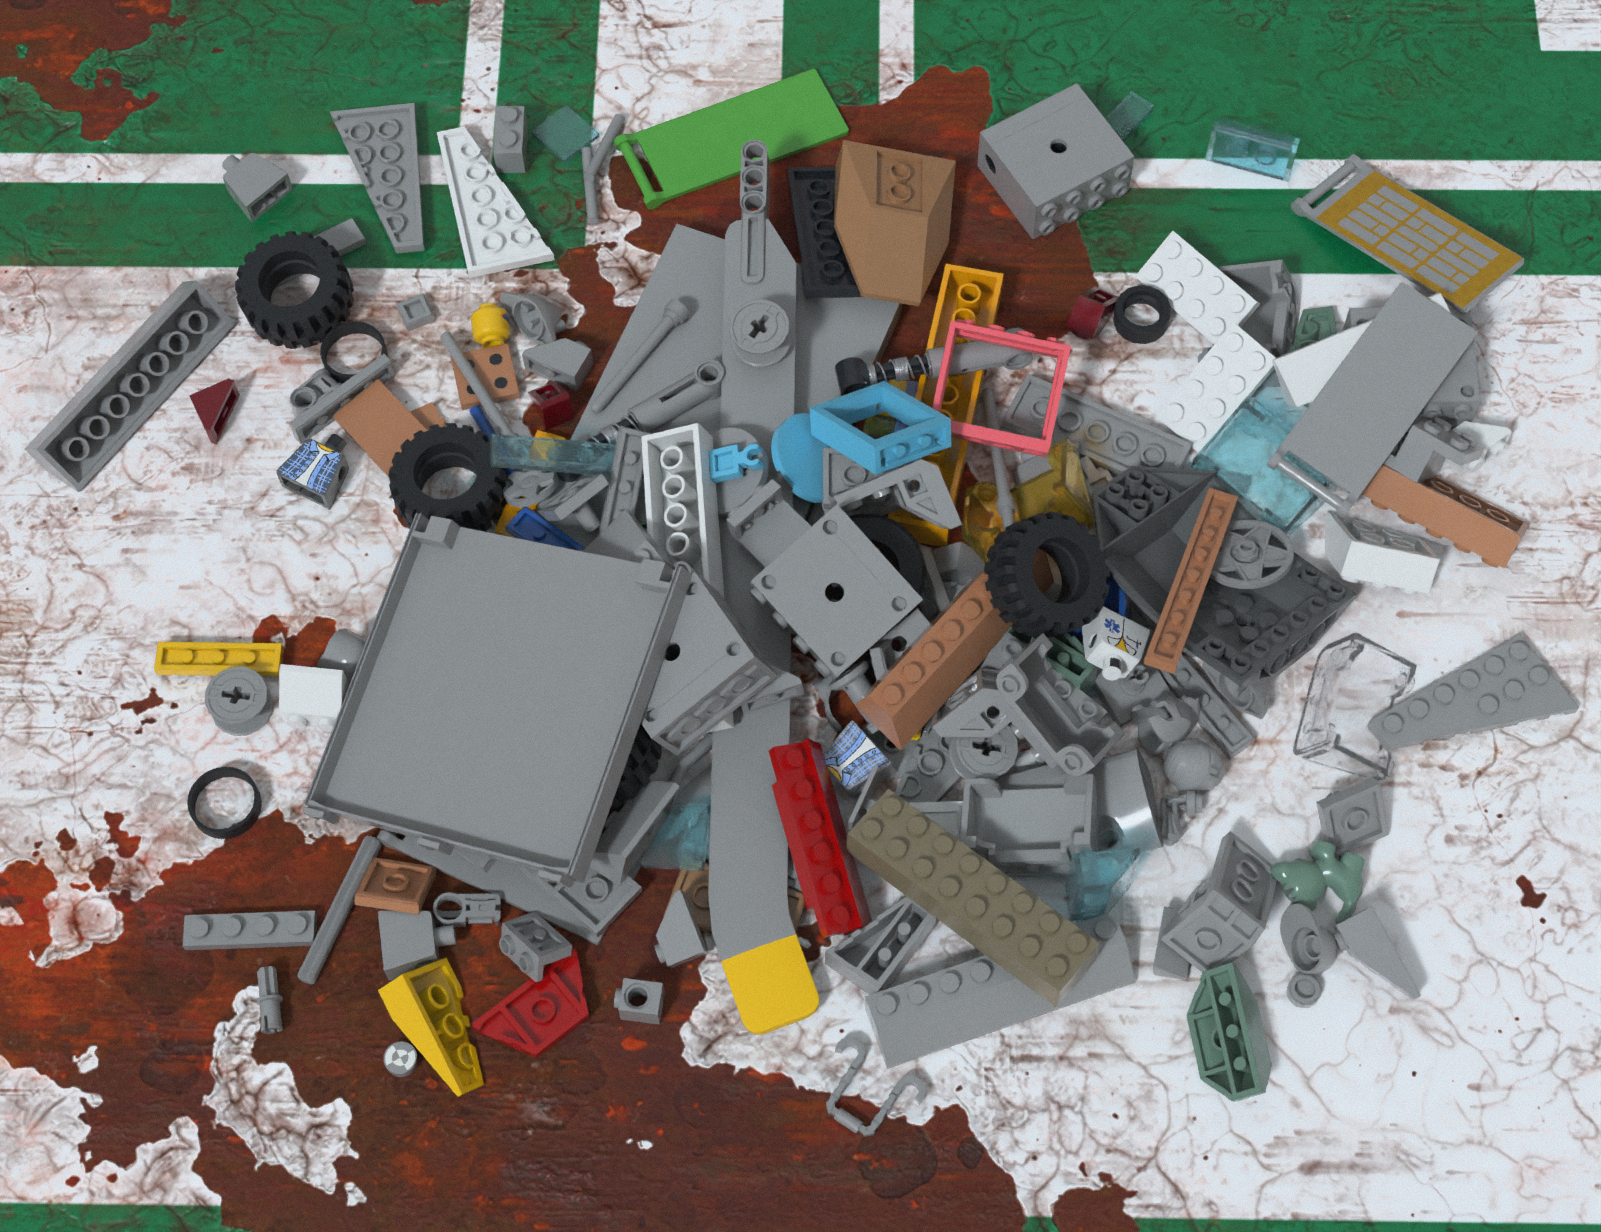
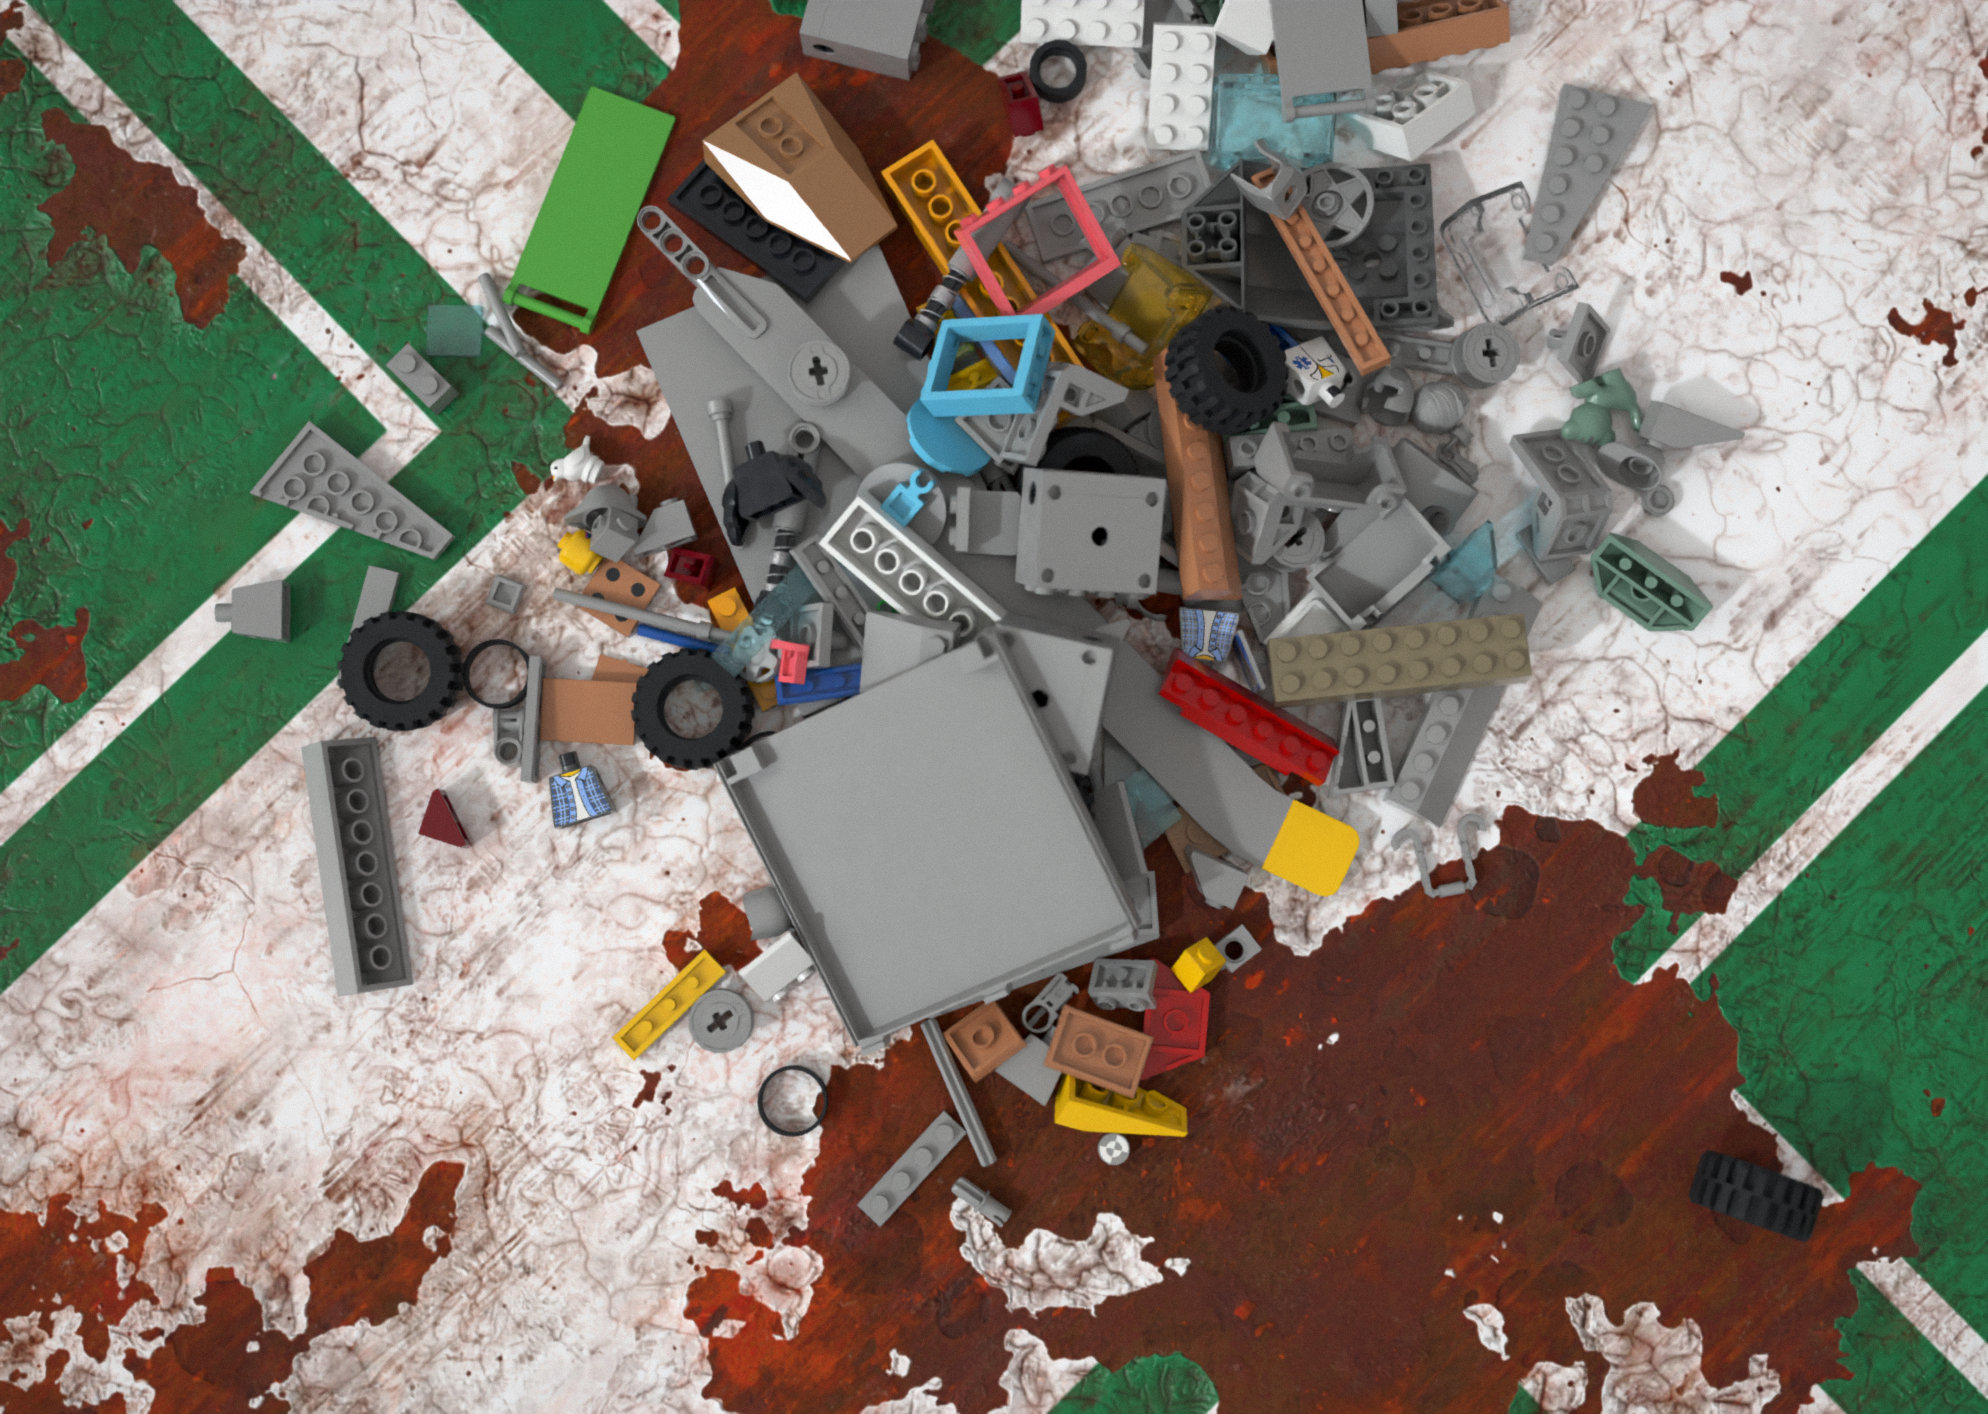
camera: 50 degrees left, 20 degrees up
(463, 969) = (1098, 1051): none -> nougat tile
(488, 217) = (478, 462): white wing -> none
(521, 328) = (614, 534): none -> light grey brick
(546, 500) = (793, 661): none -> coral tile
(550, 275) = (578, 465): none -> white animal
(600, 981) = (1198, 965): none -> yellow brick
(644, 376) = (765, 487): none -> black torso
(1206, 490) = (1272, 197): none -> light grey piece
(1283, 764) = (1489, 340): none -> light grey piece

